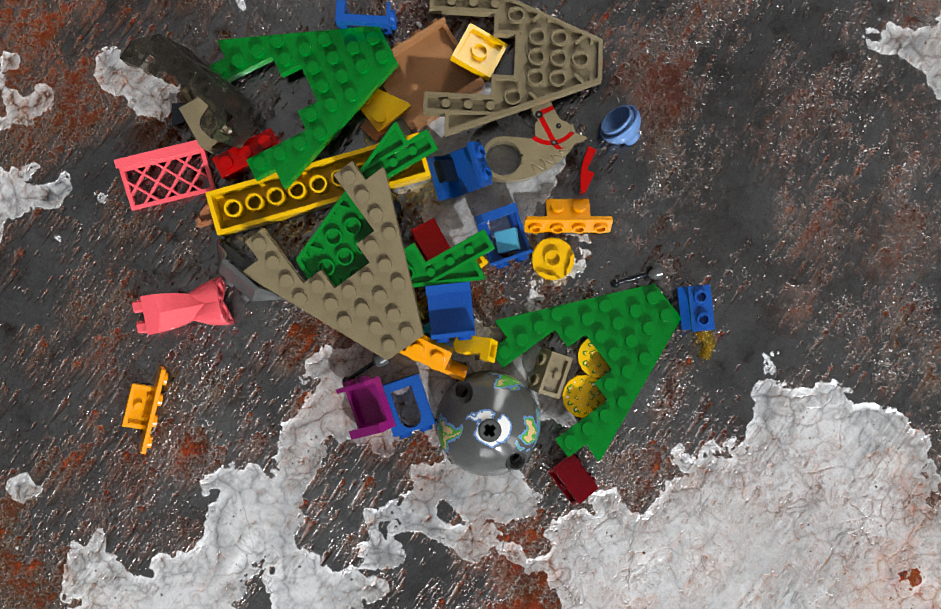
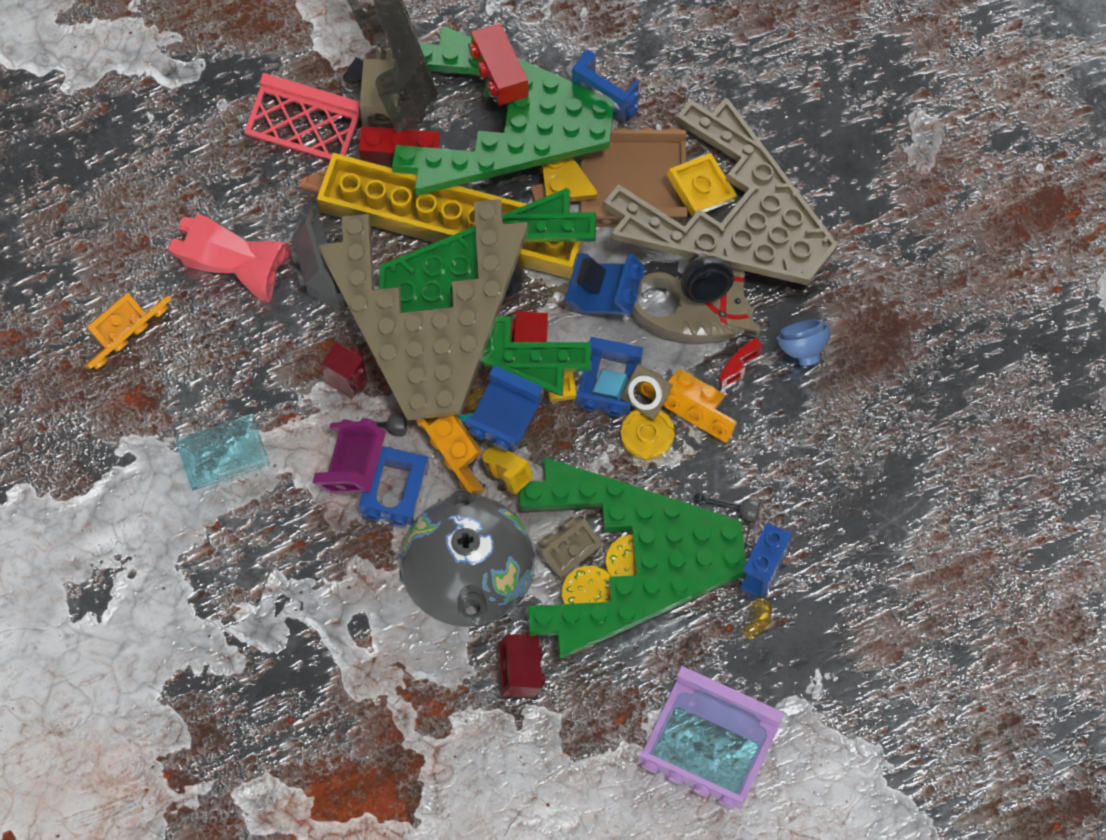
camera: 35 degrees right, 20 degrees down
(274, 451) = (222, 452): none -> clear light blue tile
(278, 49) = (498, 64): none -> brick
(321, 347) = (345, 370): none -> dark red brick
(531, 126) = (706, 278): none -> black piece
(534, 223) = (660, 384): none -> dark tan piece
(724, 448) = (711, 738): none -> clear light blue panel

